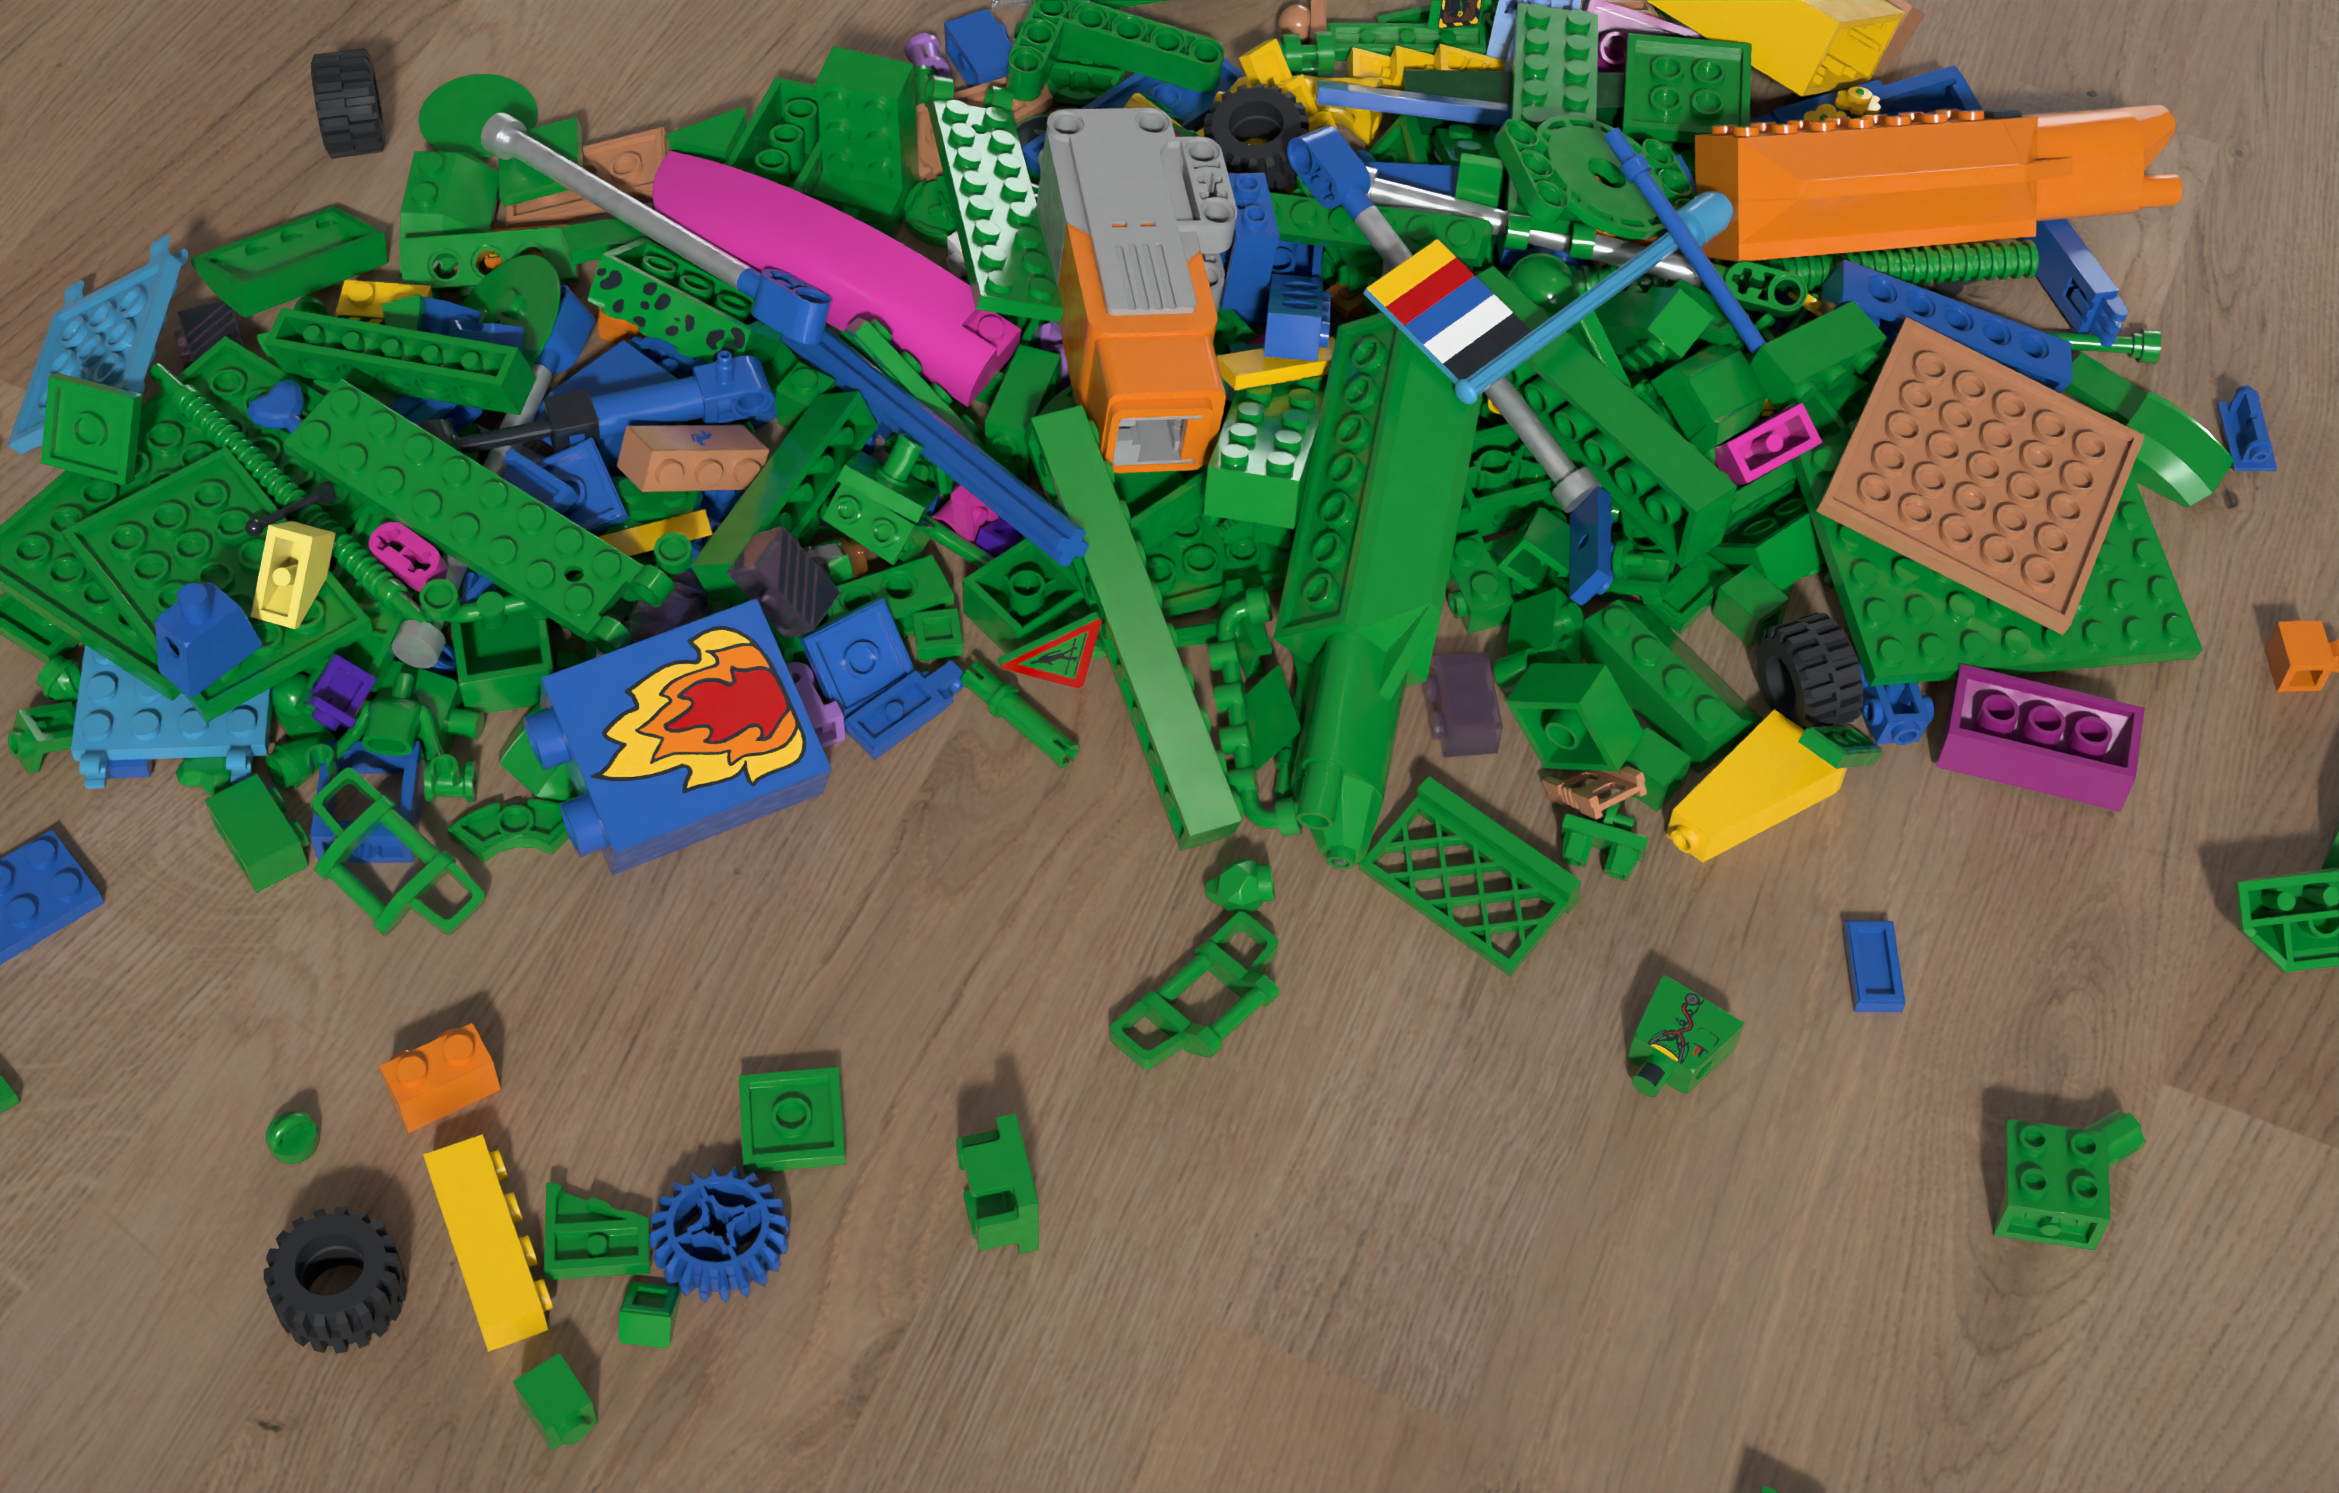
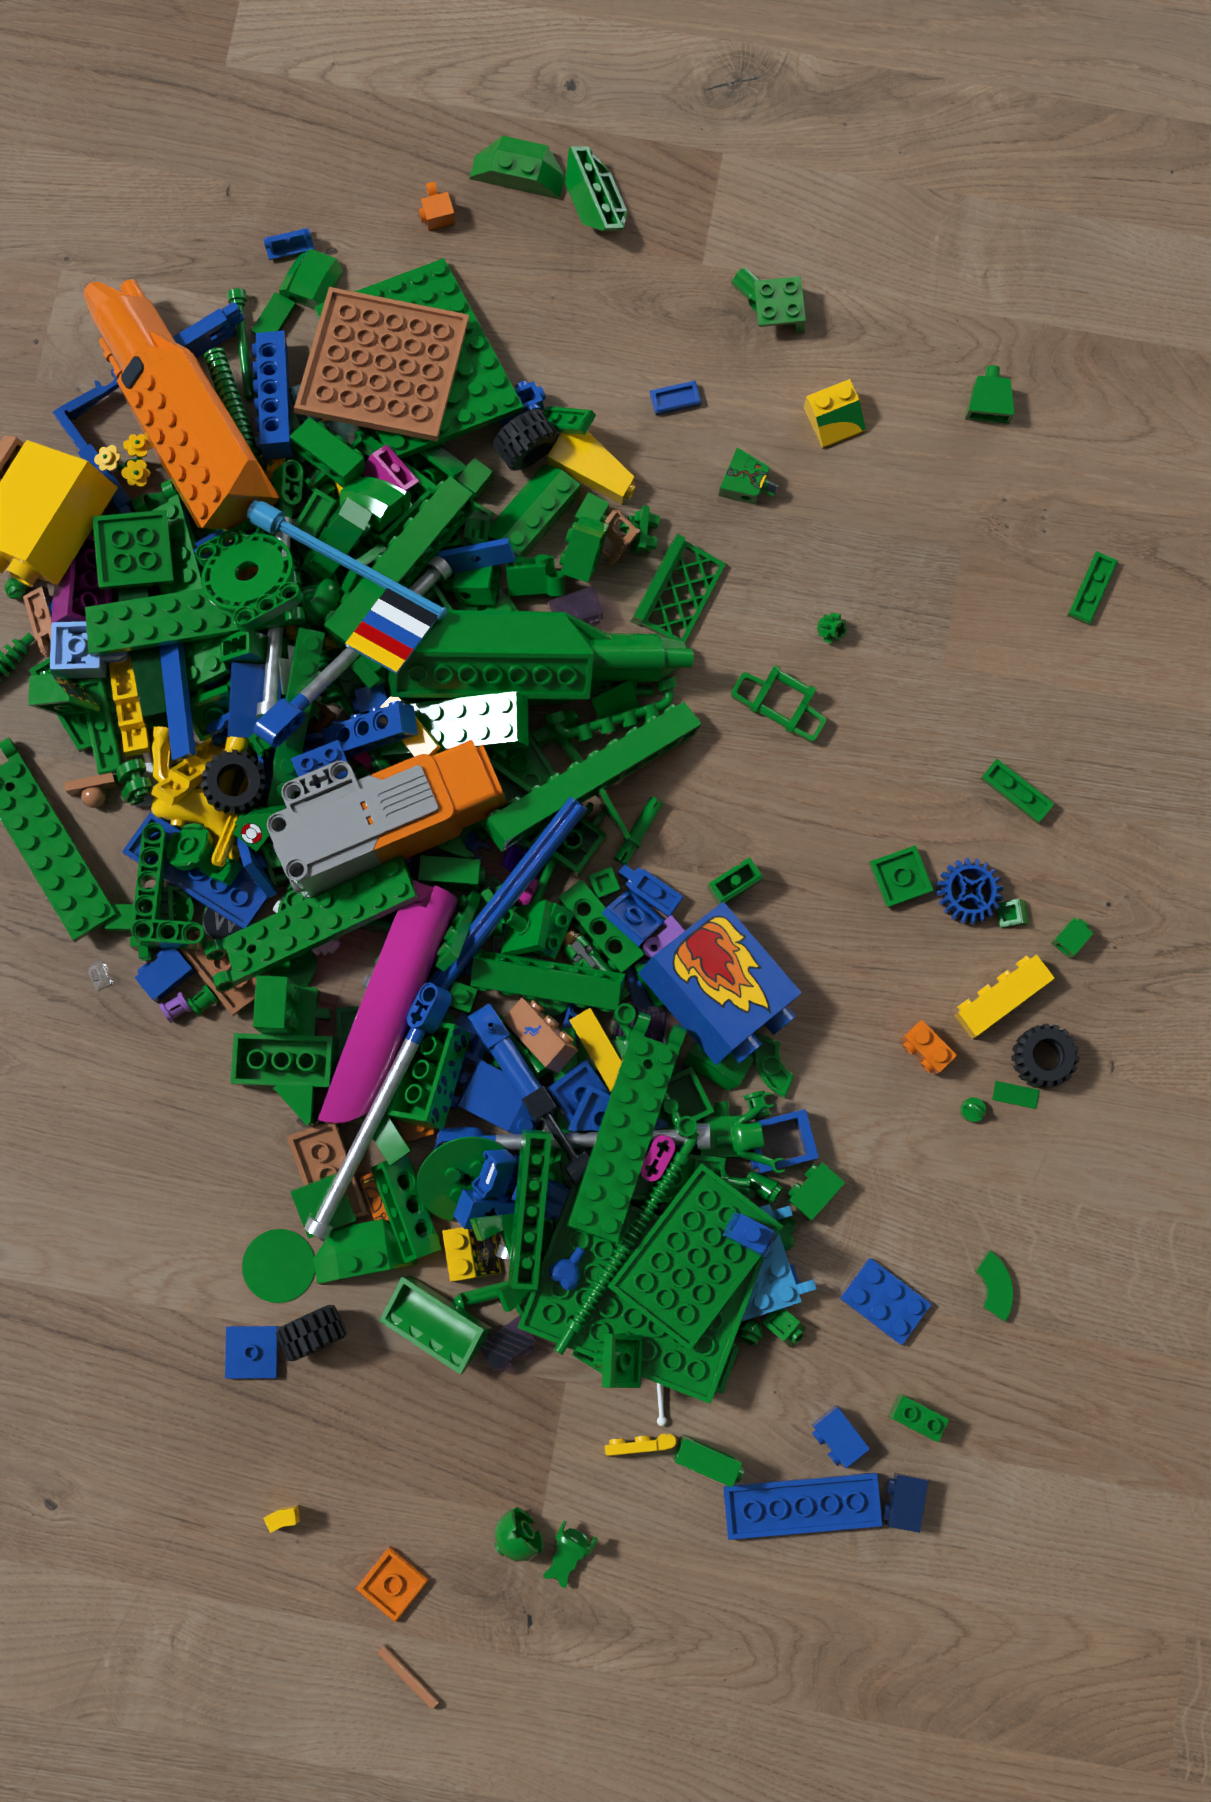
camera: 105 degrees left, 25 degrees up
(97, 40) = (282, 1517): none -> yellow piece
(102, 337) = (540, 1400): dark azure plate -> none
(291, 572) = (691, 1209): light yellow slope -> none
(299, 1203) = (1015, 1094): none -> green sticker
(324, 493) = (661, 1245): black hinge -> none
(338, 693) = (743, 1168): dark purple bracket -> none
(383, 812) = (841, 1103): green bar -> none
(386, 47) = (251, 1352): none -> blue plate
(592, 1238) = (986, 949): green wing -> none
(785, 582) = (617, 956): clear purple brick -> none
(870, 828) = (735, 882): none -> green brick
(897, 1381) = (1017, 791): none -> green plate
(1002, 1193) = (918, 766): green panel -> none
(1174, 95) = (189, 846): none -> green tile
(1242, 886) = (716, 697): green rock -> none
(1332, 1114) = (832, 627): none -> green gear
(1636, 171) = (260, 547): blue bar -> none
(1798, 1235) = (835, 413): none -> yellow slope
(2041, 737) = (527, 328): magenta slope -> none

